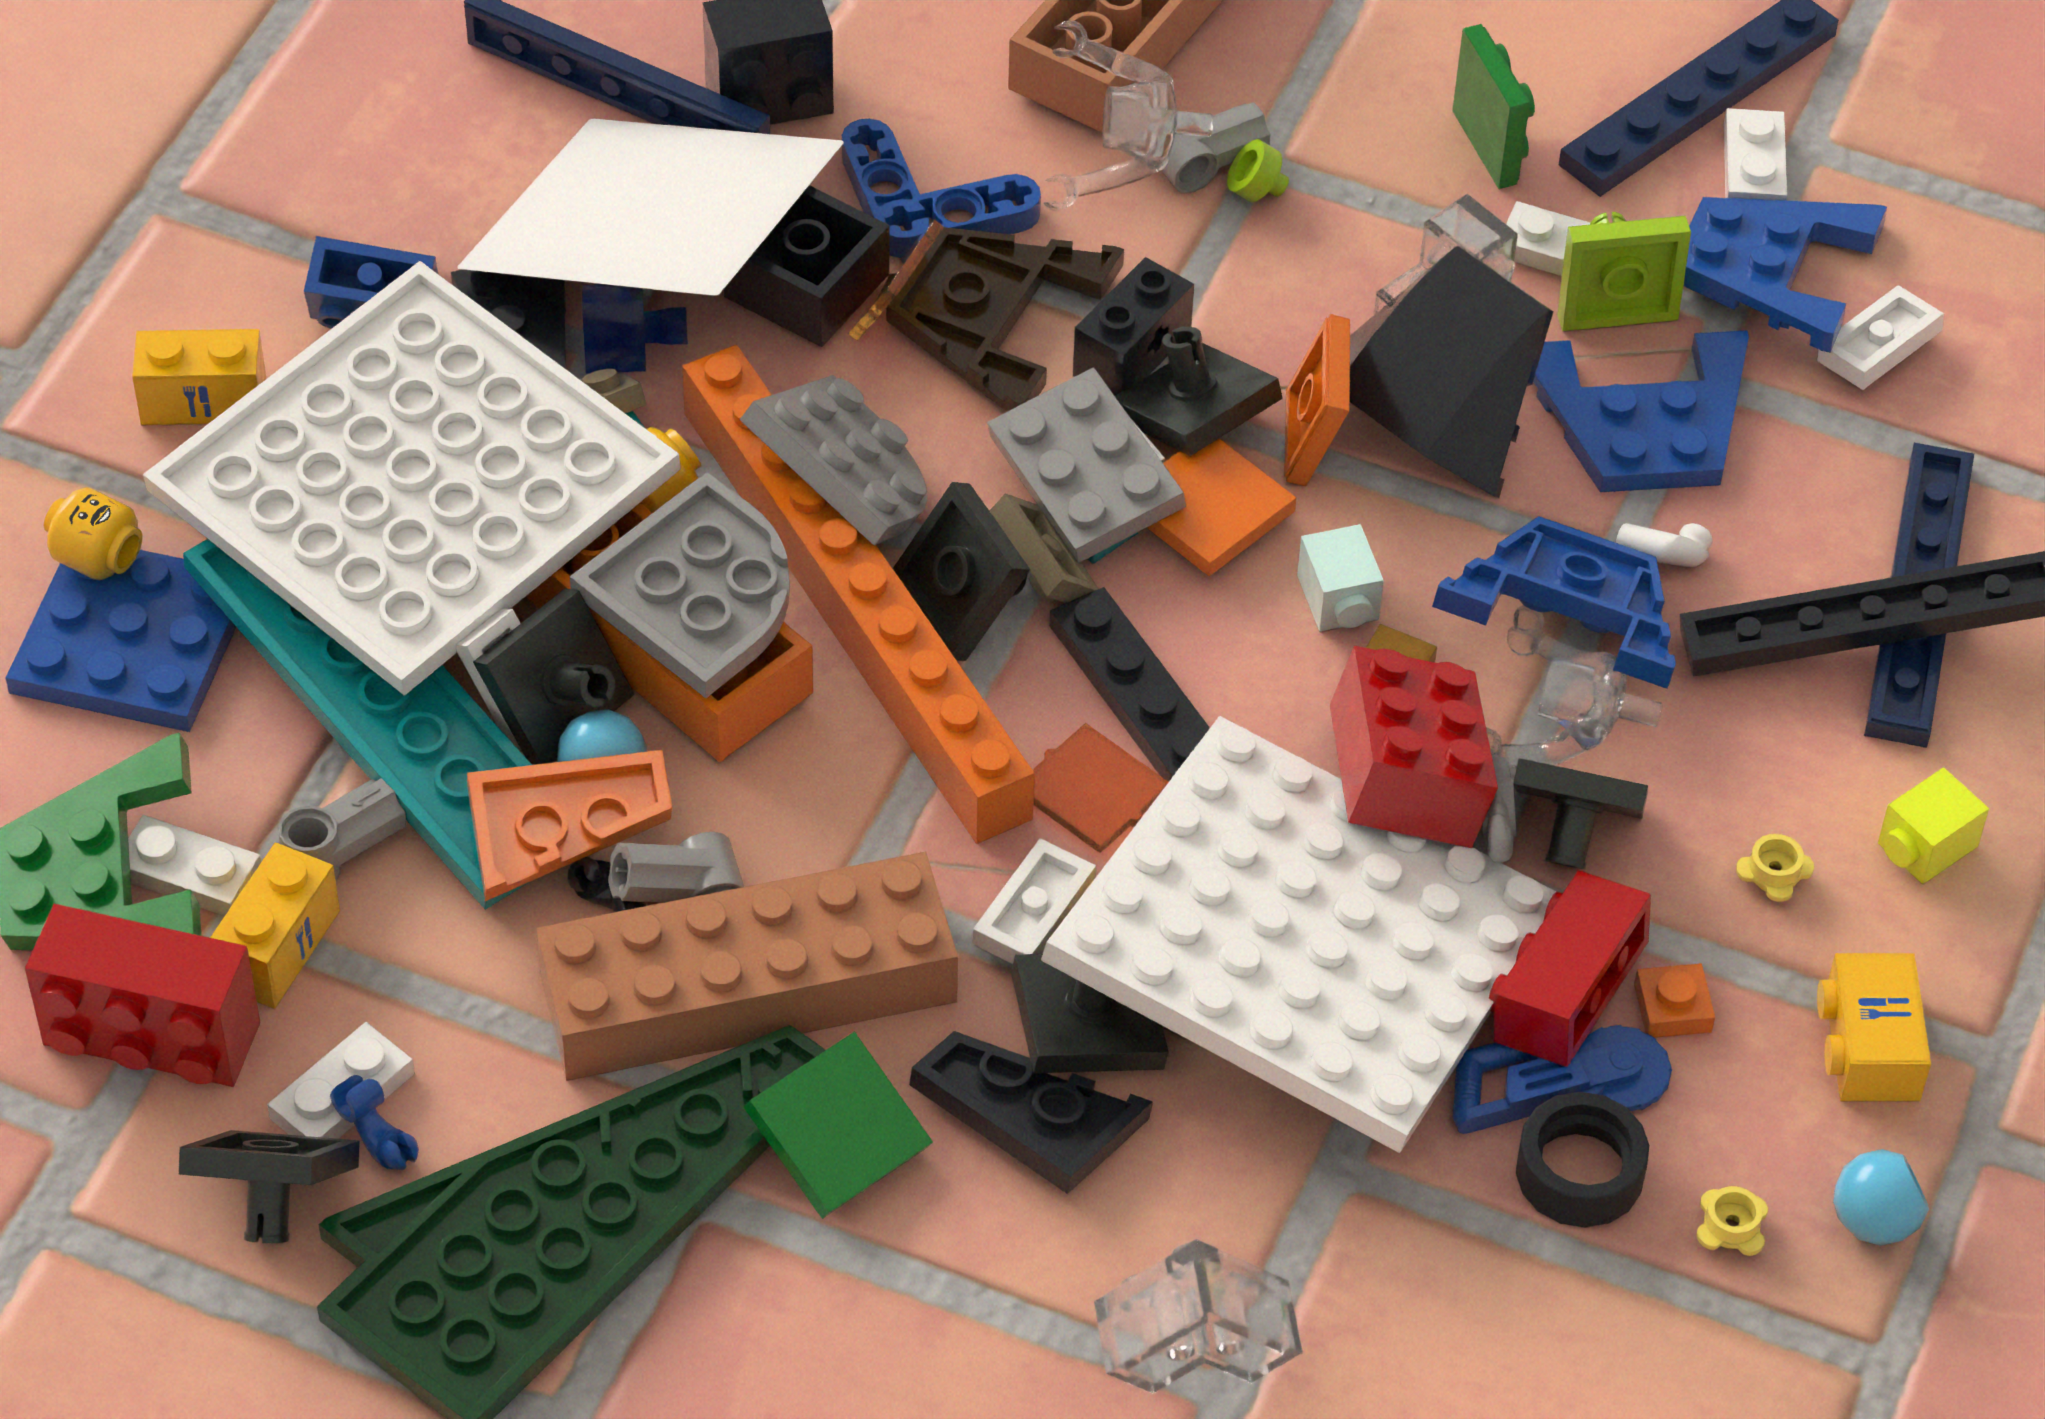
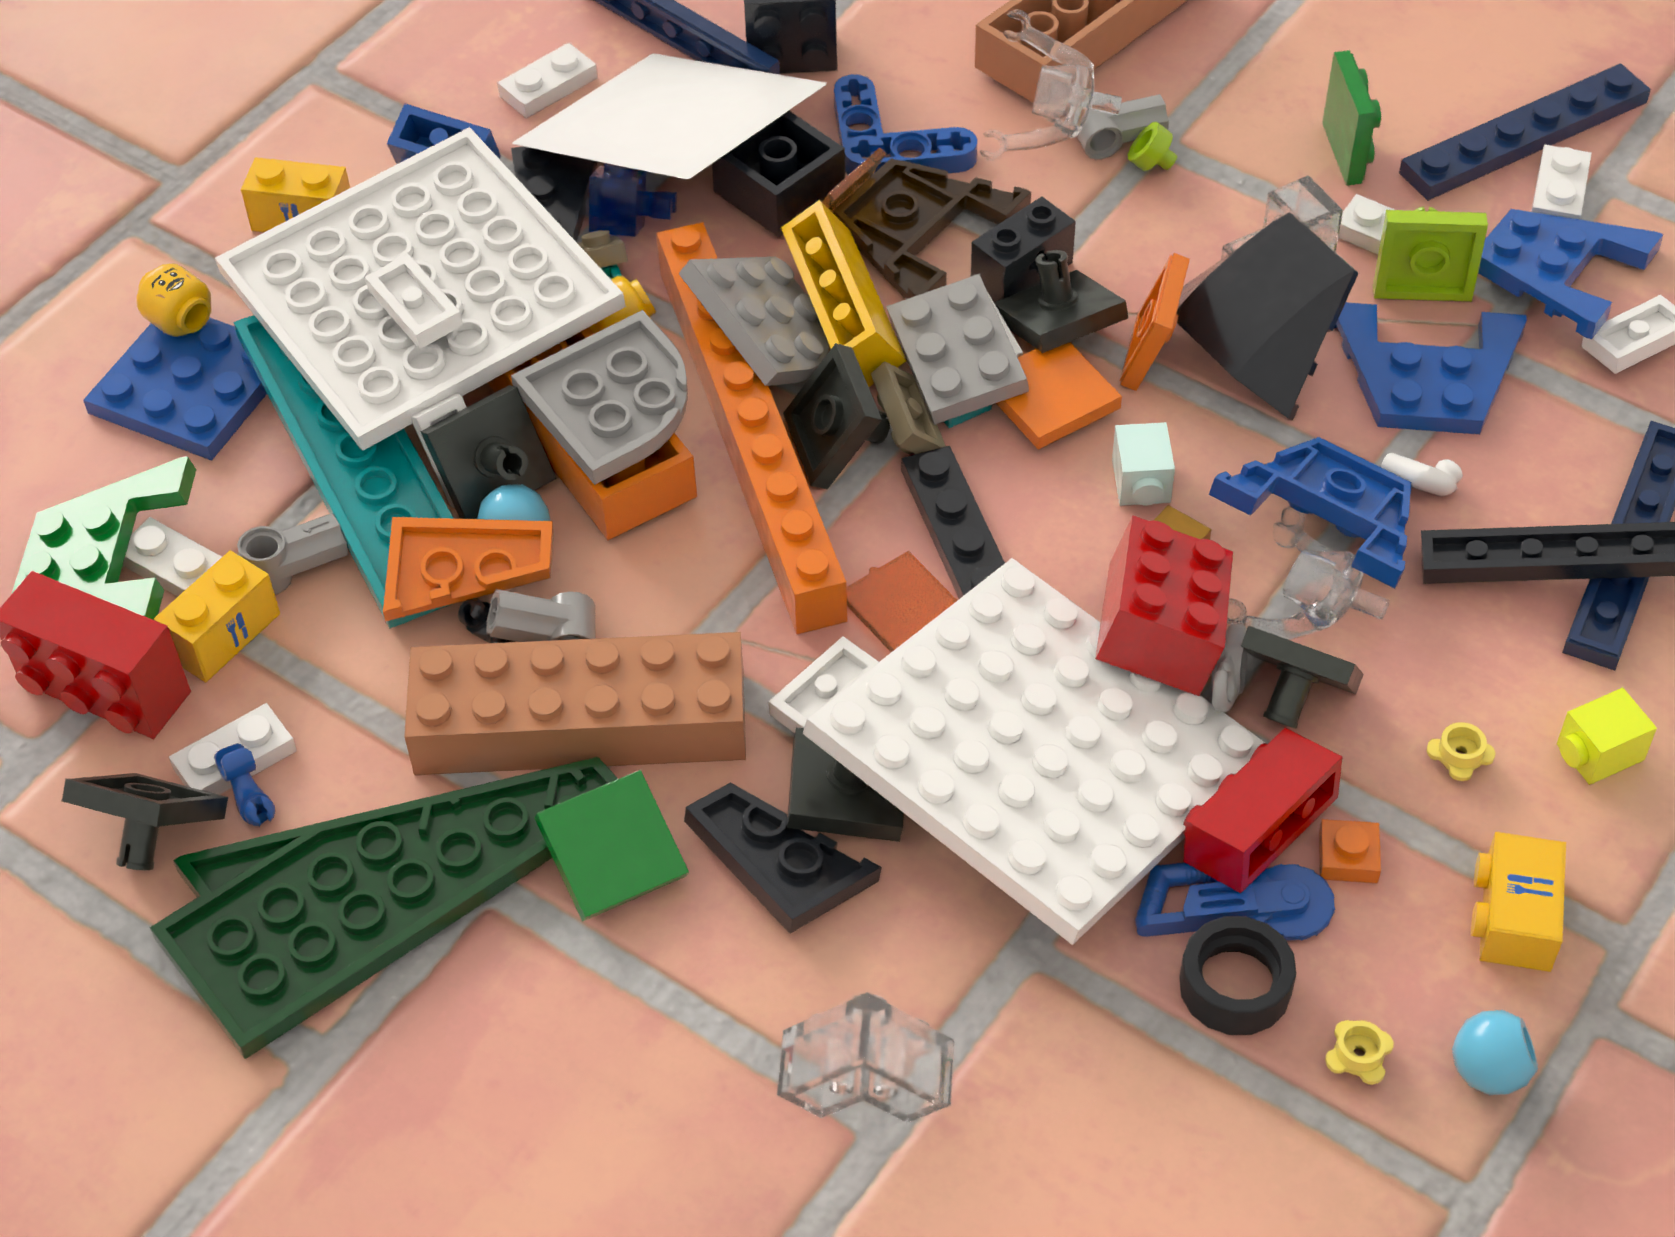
camera: 15 degrees right, 0 degrees up
(425, 499) = (414, 301): none -> white plate
(467, 173) = (547, 80): none -> white plate
(926, 405) = (842, 288): none -> yellow brick

